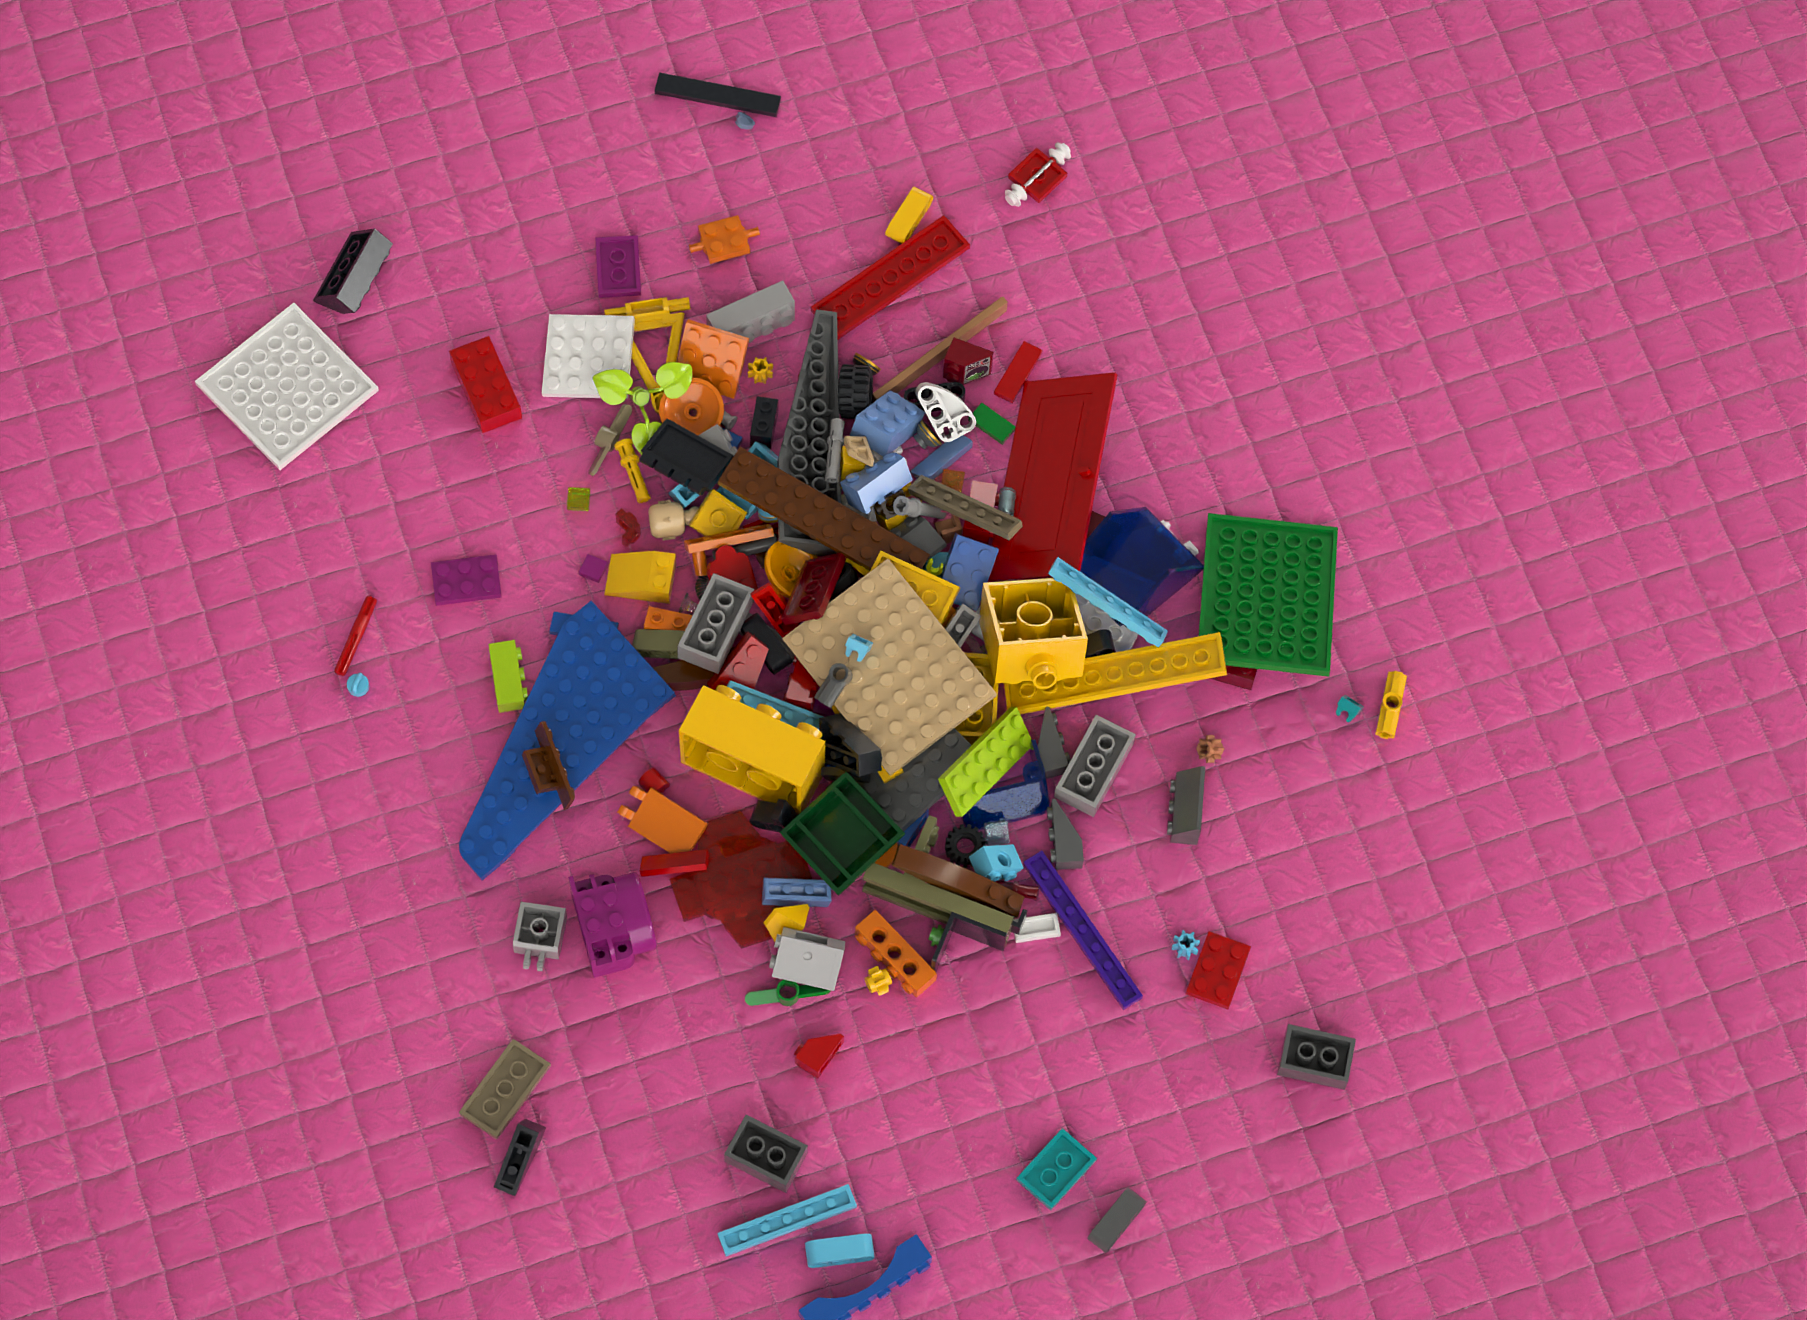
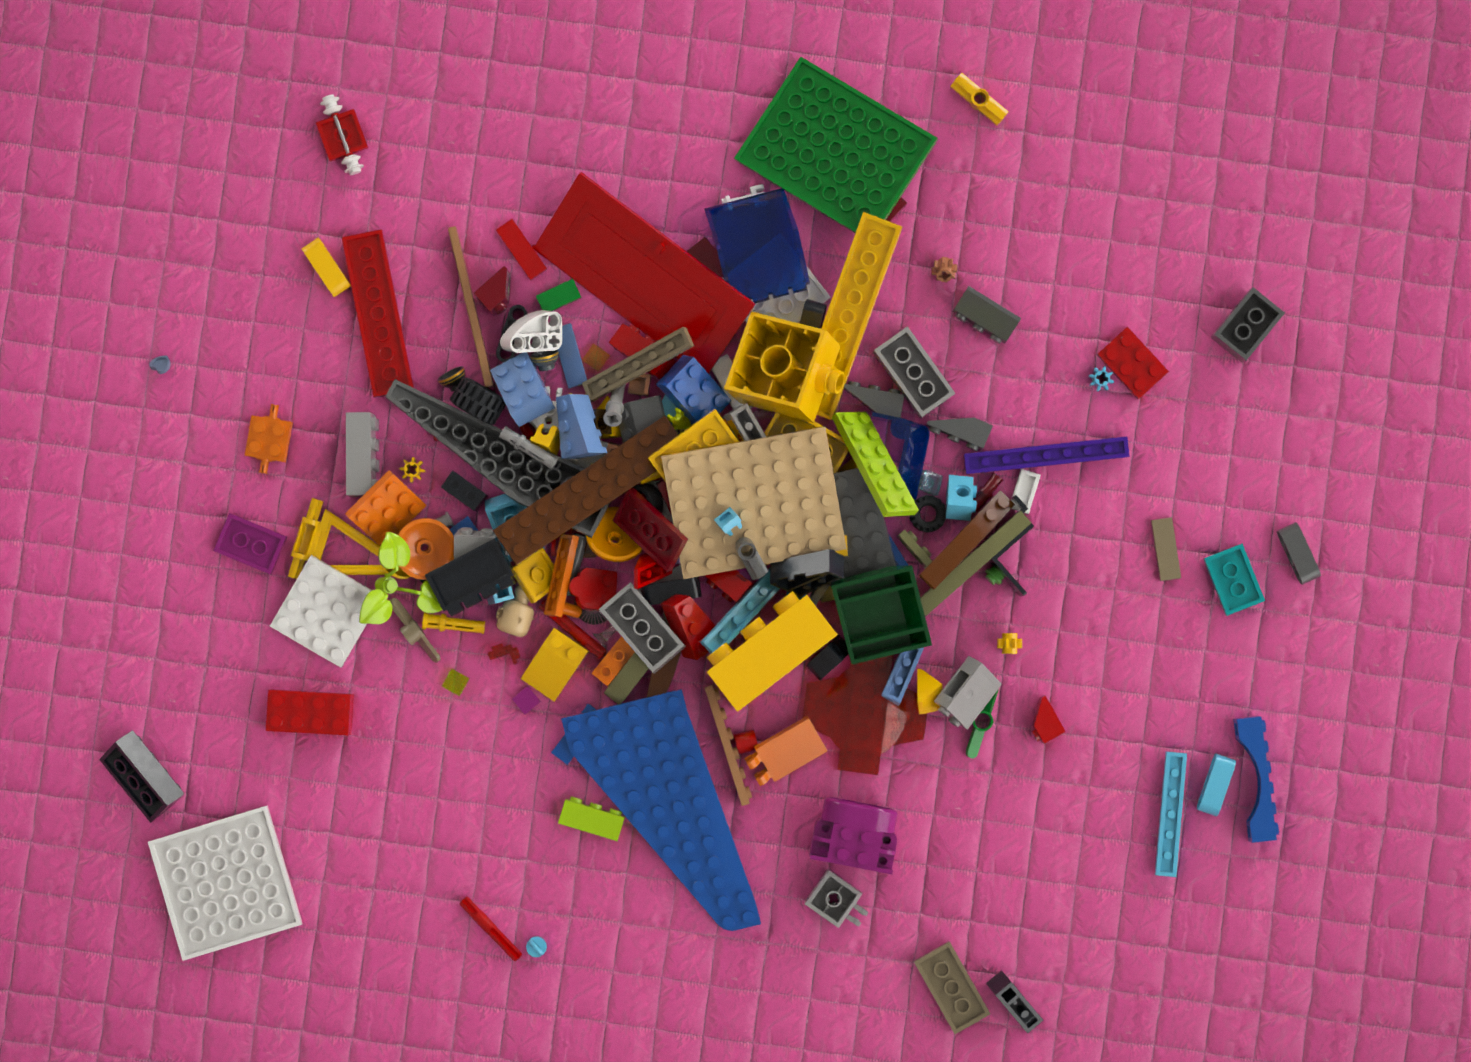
camera: 60 degrees left, 20 degrees up
(466, 580) = (484, 812): magenta plate -> none
(546, 768) = (697, 829): reddish brown bracket -> none
(632, 774) = (731, 753): none -> medium nougat plate
(674, 863) = (828, 760): red tile -> none
(681, 581) = (577, 633): none -> red axle
(717, 94) = (121, 374): black tile -> none
(766, 1153) = (1111, 805): dark grey brick -> none
(859, 449) = (541, 428): tan tile -> none
(876, 925) = (1022, 604): orange brick -> none
(1007, 500) = (647, 326): clear light blue piece -> none
(1051, 1089) = (1166, 549): none -> dark tan tile
(1108, 602) = (791, 292): medium azure plate -> none
(1349, 705) = (962, 133): teal tile -> none

